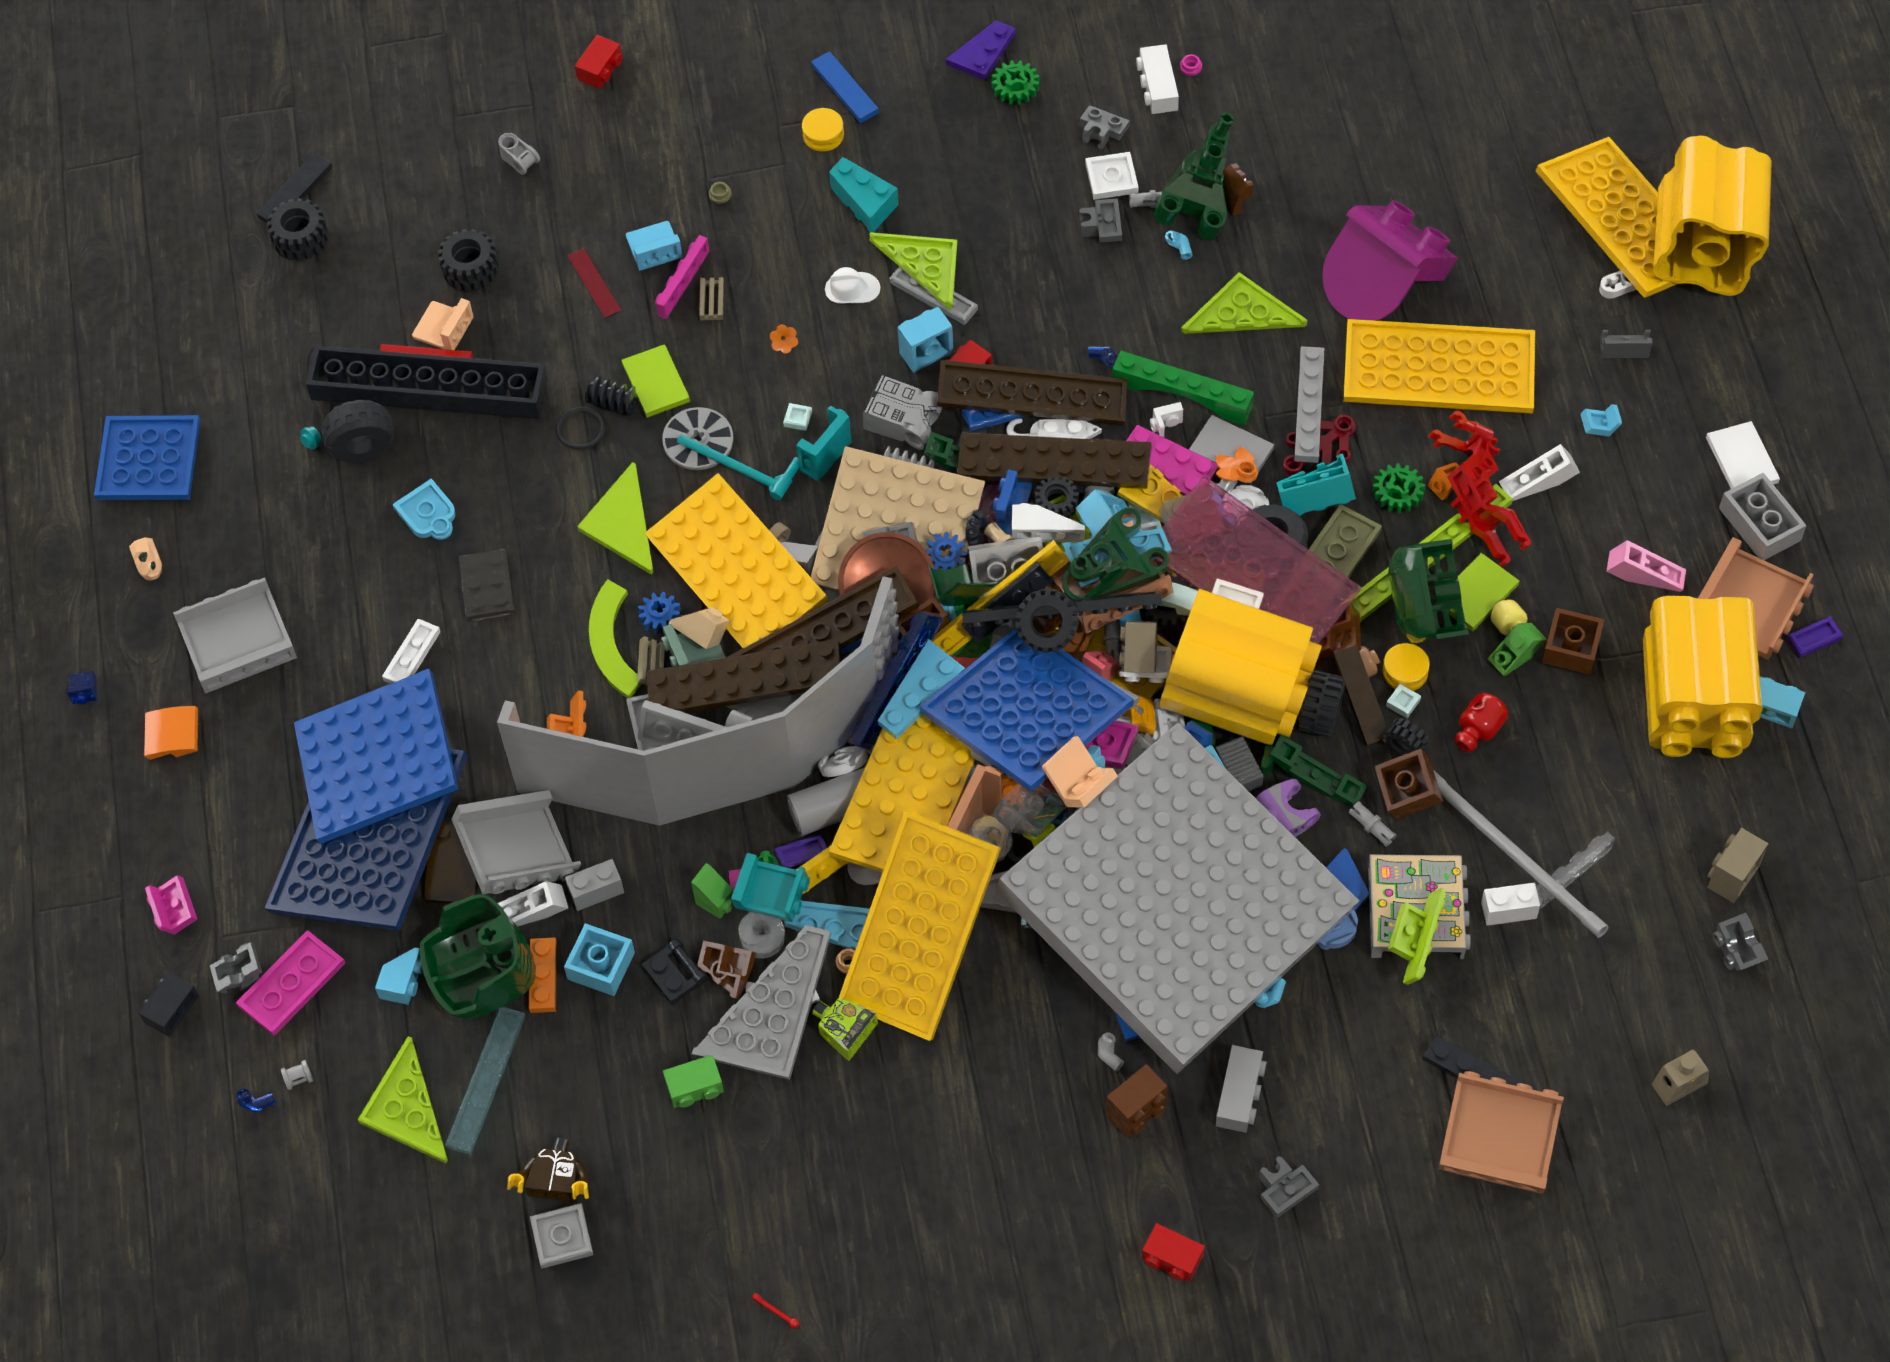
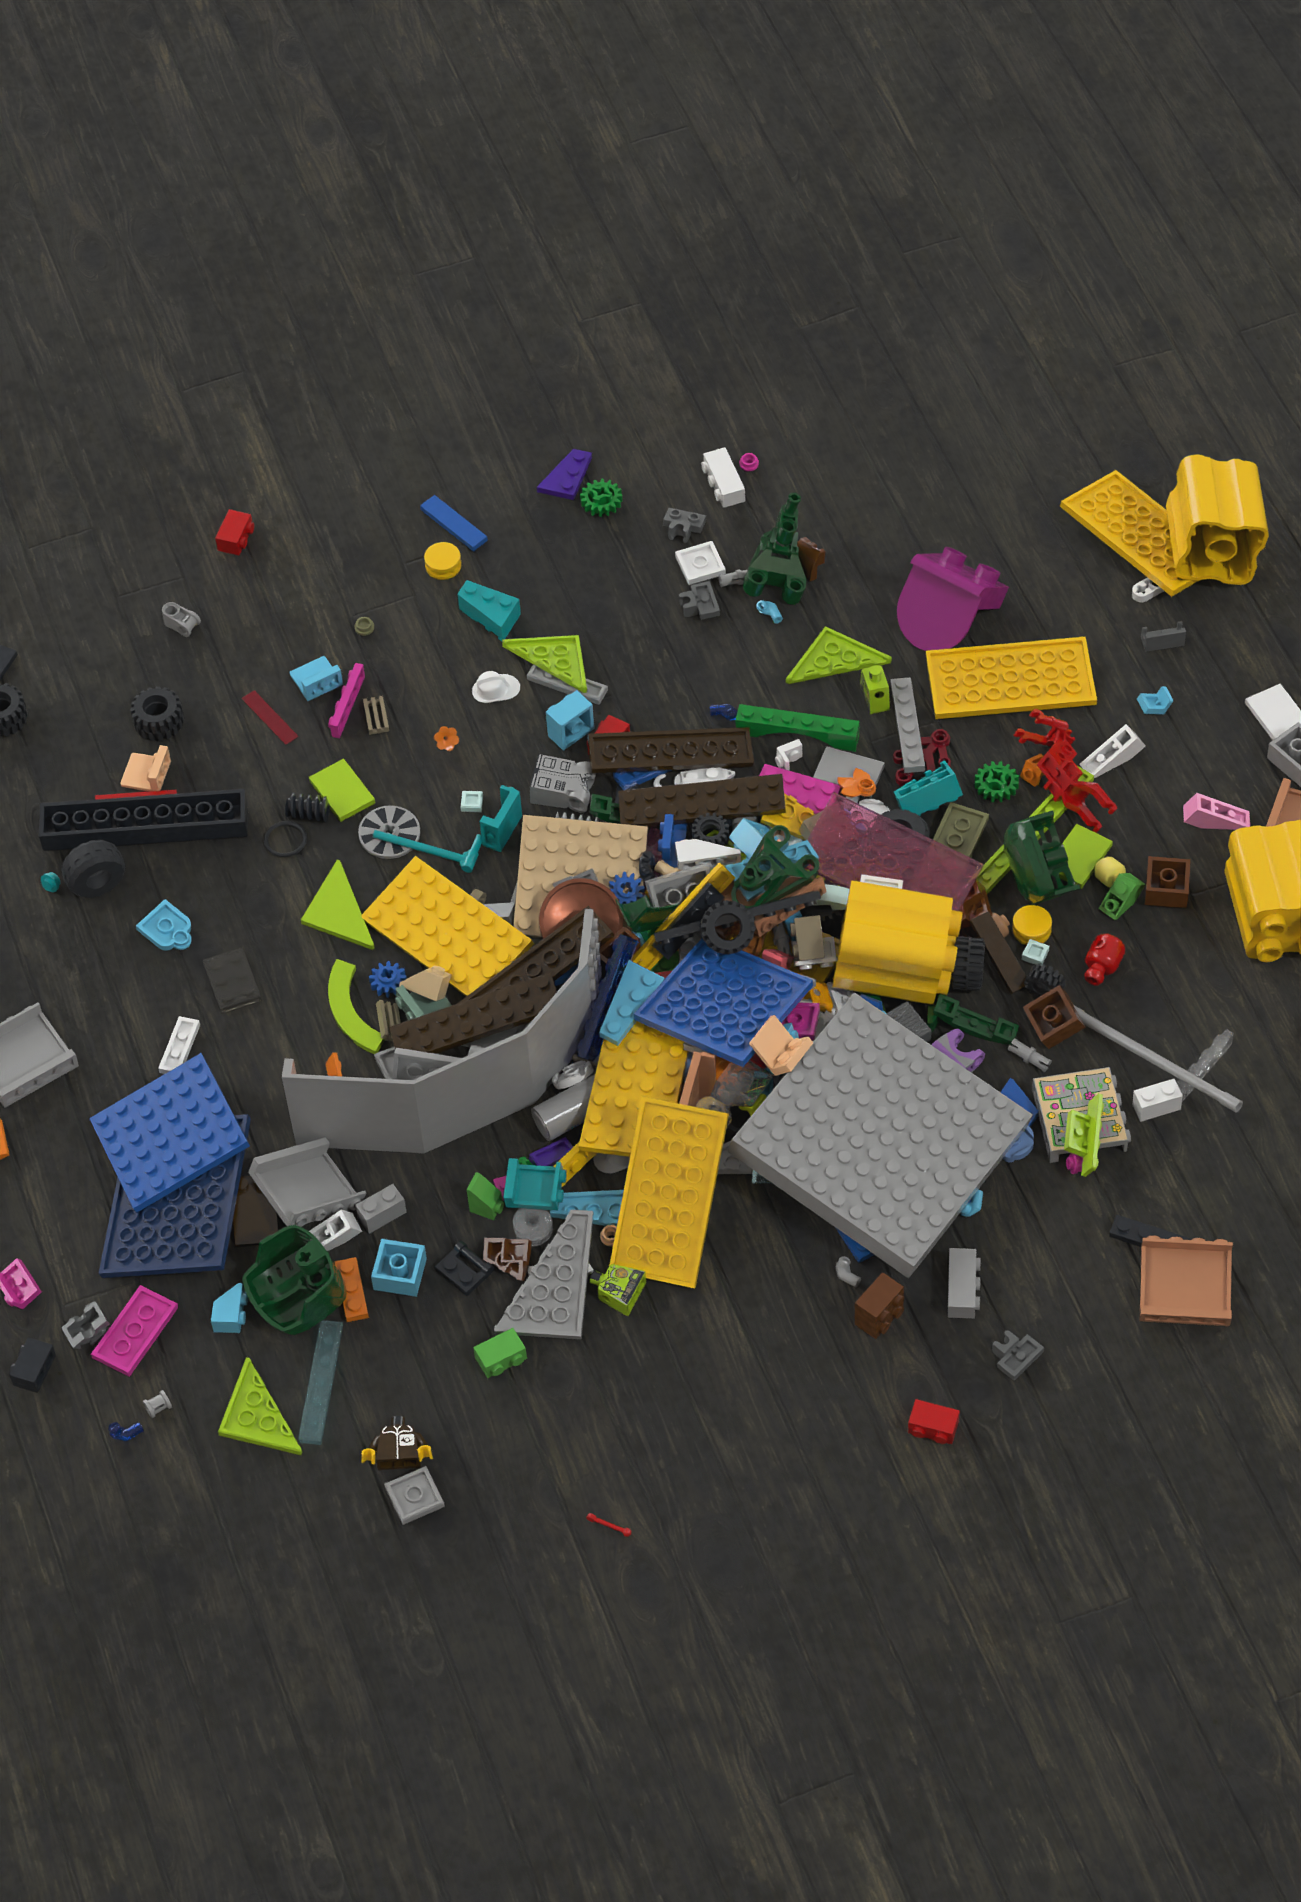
camera: 10 degrees left, 5 degrees down
(1280, 348) = (873, 682): none -> lime torso
(1398, 965) = (1074, 1163): none -> dark pink plate

